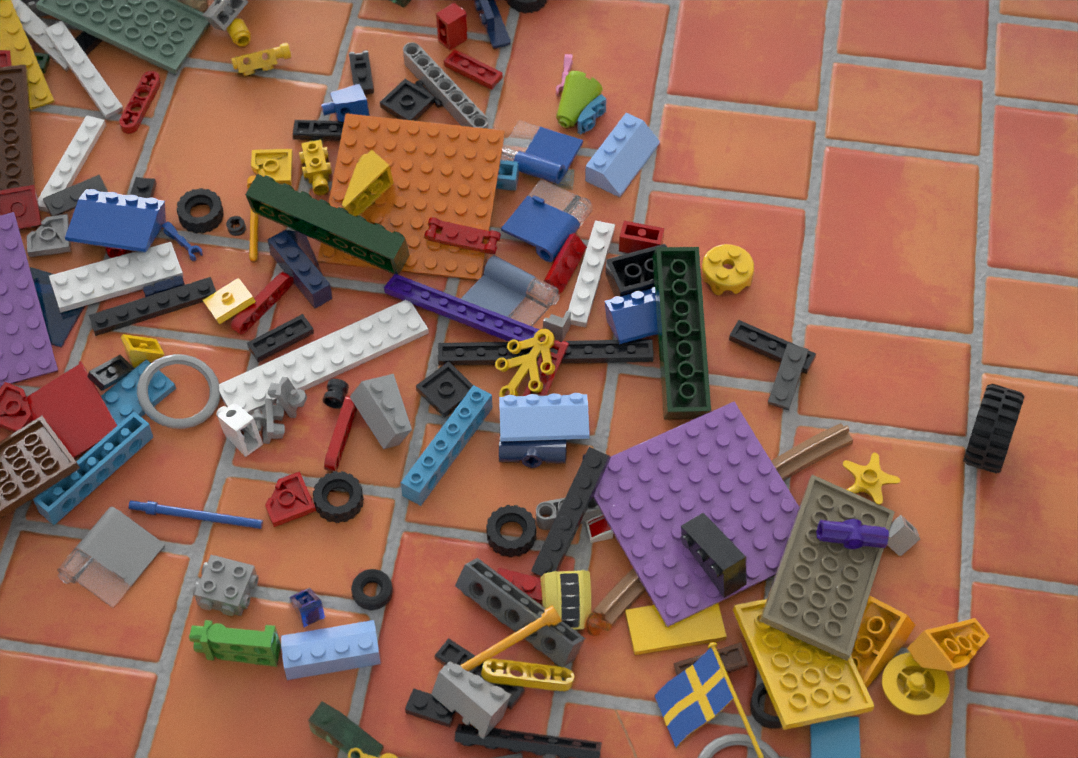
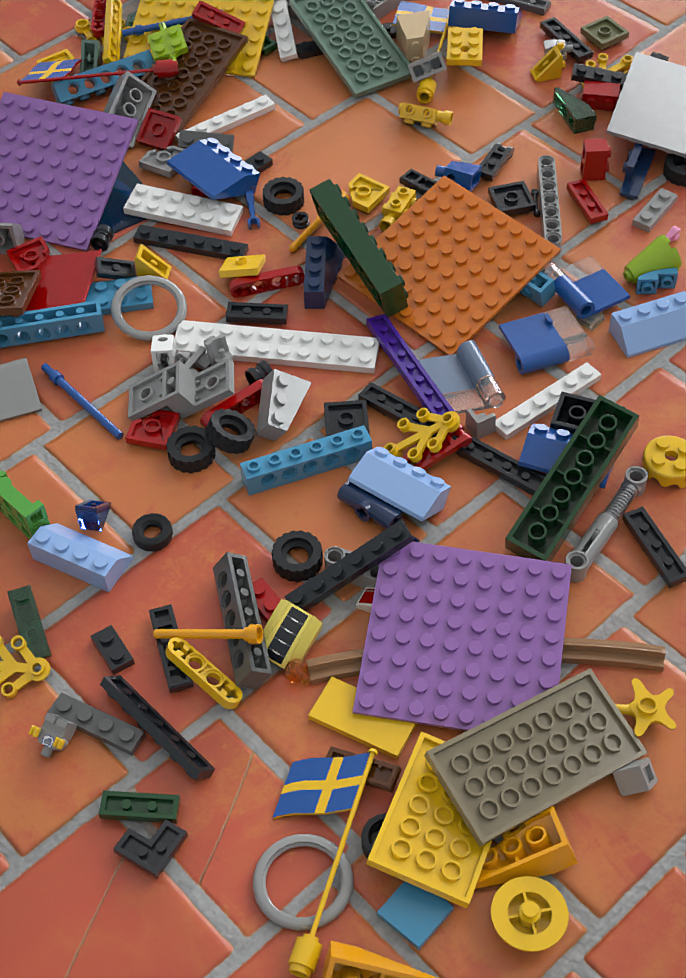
camera: 40 degrees right, 5 degrees down
(65, 349) = (102, 237): none -> black wheel
(83, 69) = (289, 62): white plate -> none
(143, 102) = (295, 112): red beam -> none
(163, 286) = (208, 232): dark blue axle -> none
(225, 585) = (51, 461): light grey brick -> none
(285, 449) = (181, 389): none -> light grey bracket
(362, 470) = (234, 421): none -> black tyre
(368, 183) = (408, 232): yellow slope -> none
(462, 236) = (459, 312): red plate -> none
(471, 697) = (142, 661): light grey wedge -> none
(533, 47) = (655, 210): none -> light grey plate
(566, 262) = (530, 380): red plate -> none
(639, 237) = (610, 388): red brick -> none
(715, 554) = (438, 676): black wedge -> none
(722, 350) = (605, 524): none -> light grey piece
(788, 376) = (647, 577): dark grey plate -> none
(852, 534) = (580, 740): dark purple piece -> none
(949, 645) = (591, 901): light orange wedge -> none

